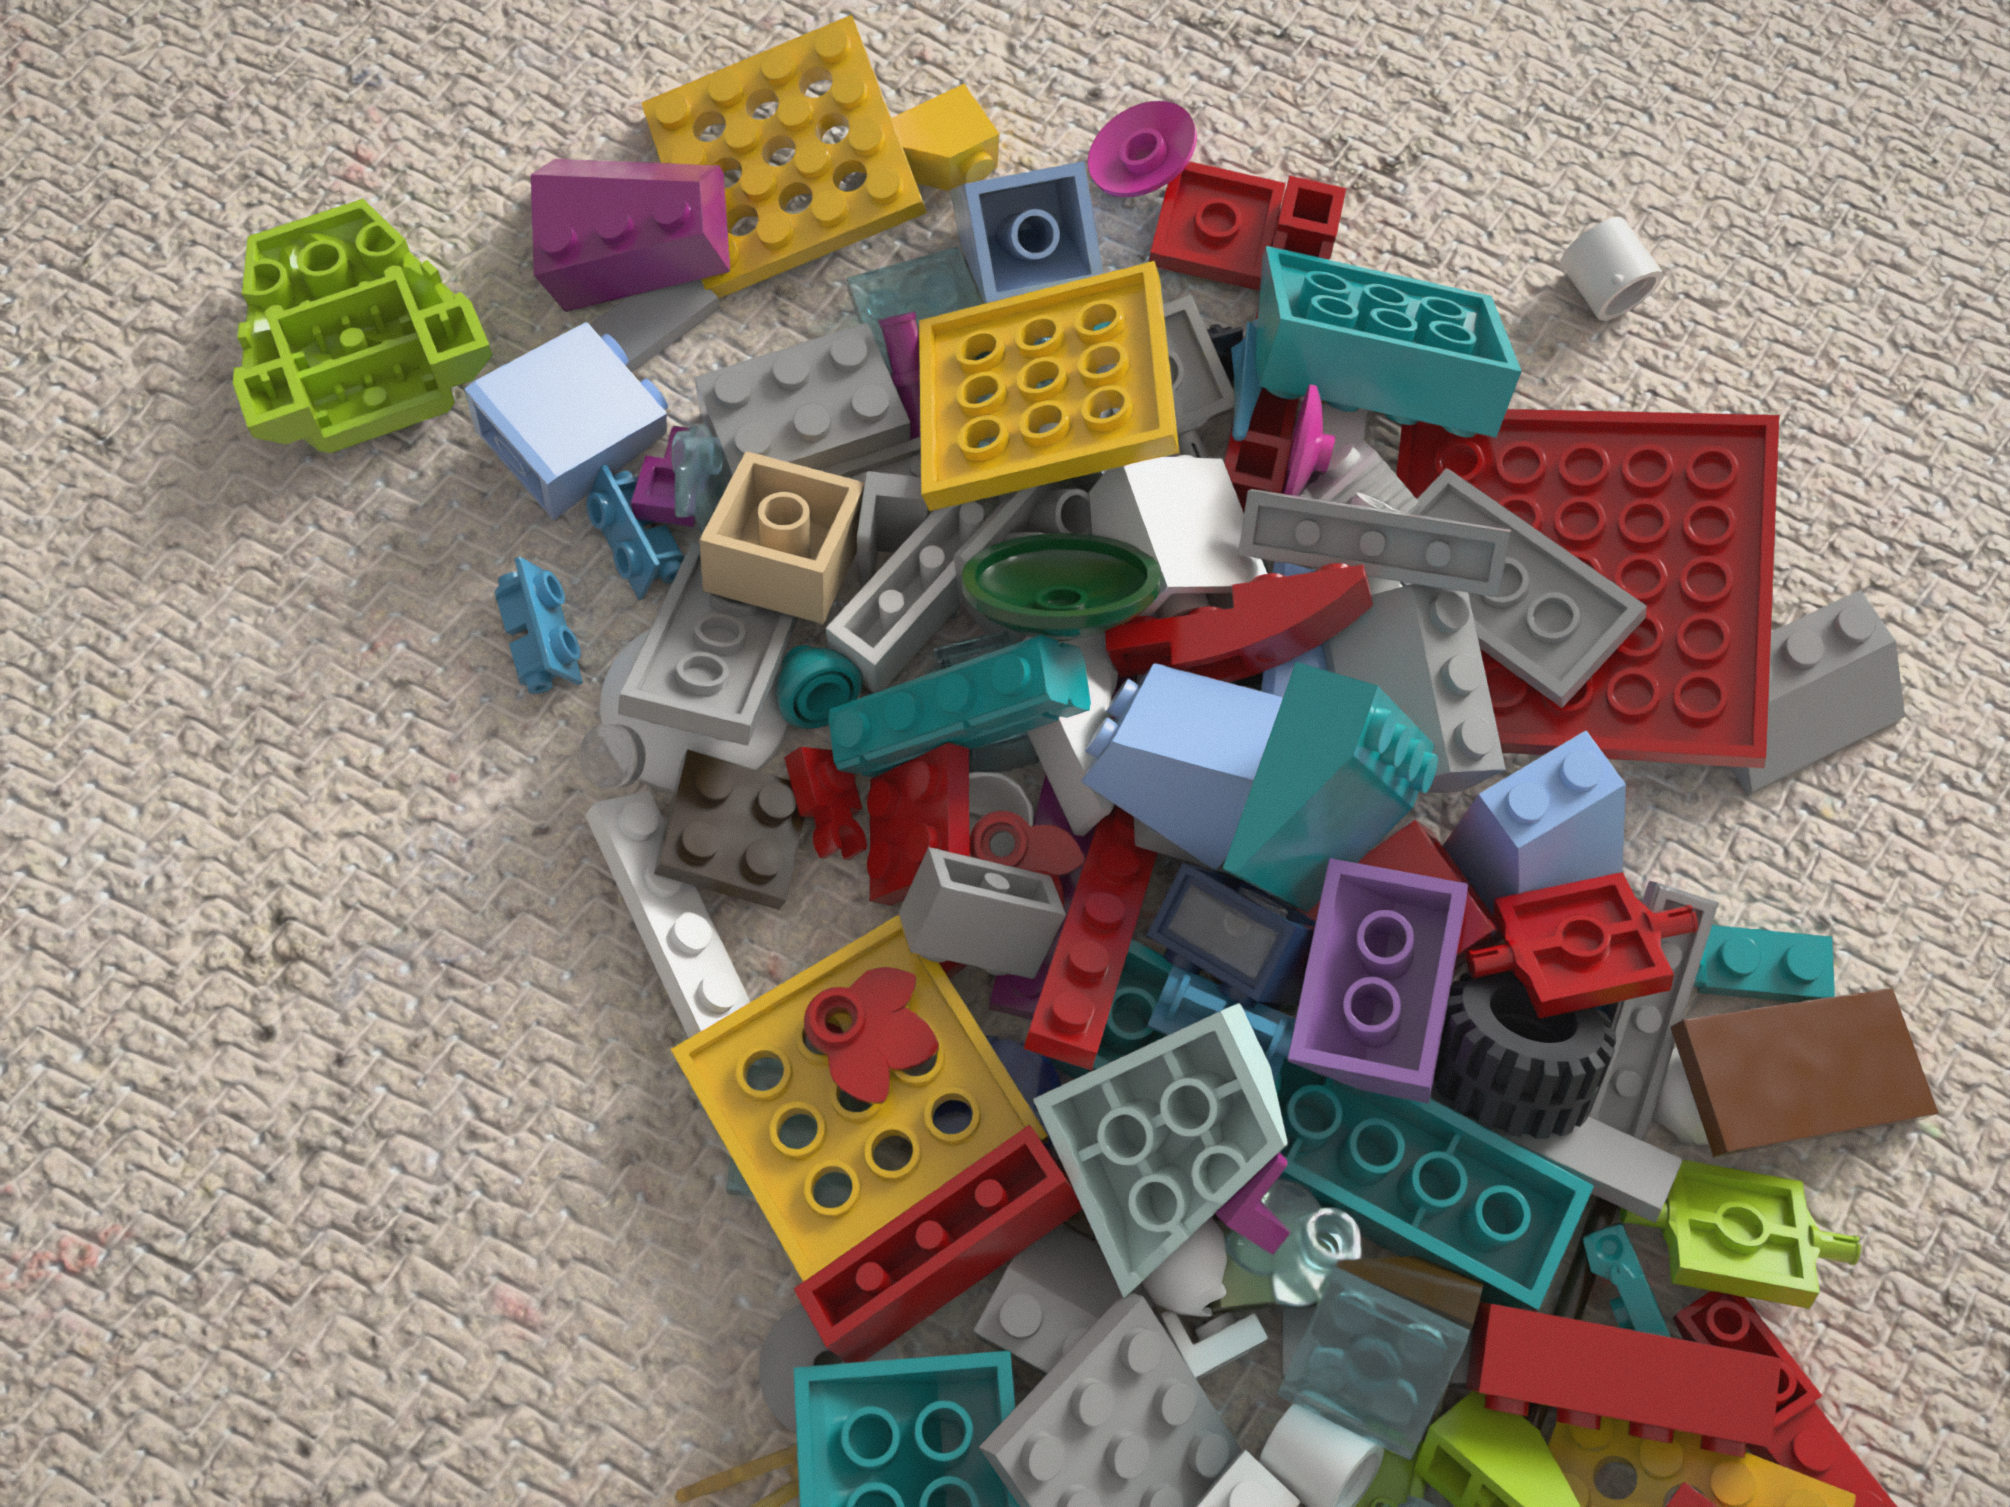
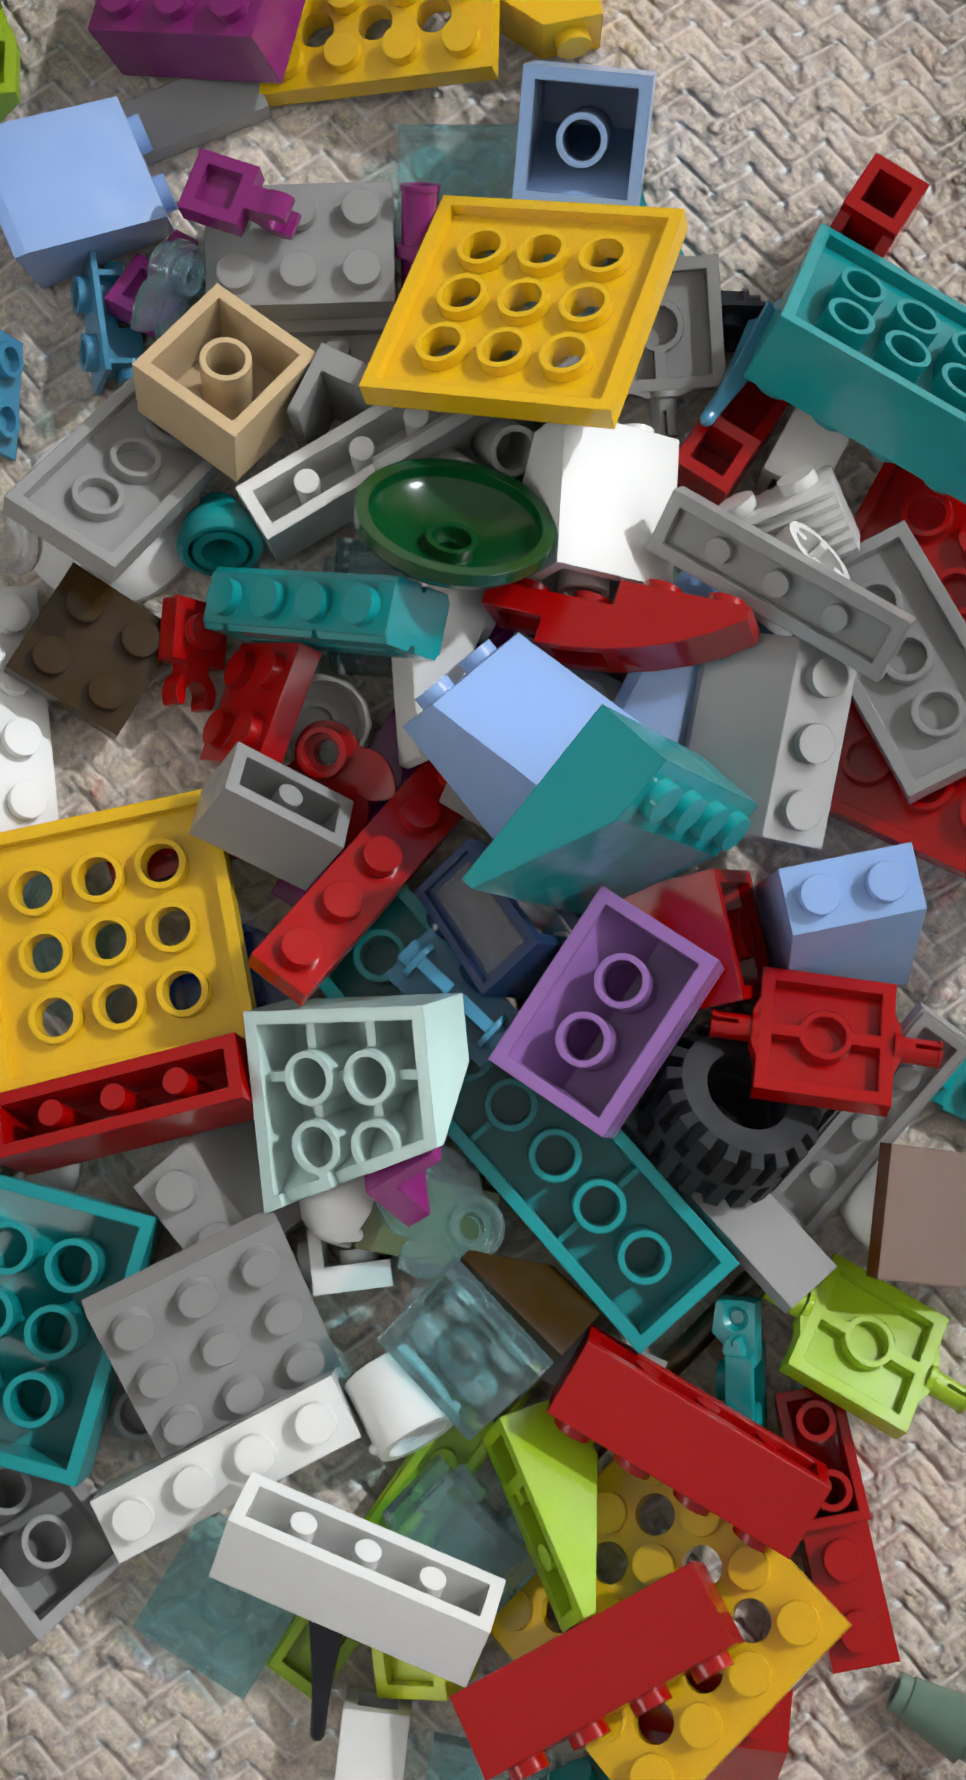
camera: 30 degrees right, 15 degrees up
(728, 372) = (230, 193): none -> magenta plate
(881, 1032) = (142, 896): red plate -> none
(1142, 149) = (747, 73): dark pink dish -> none
(1217, 224) = (789, 176): red plate -> none
(1310, 446) = (765, 458): dark pink dish -> none

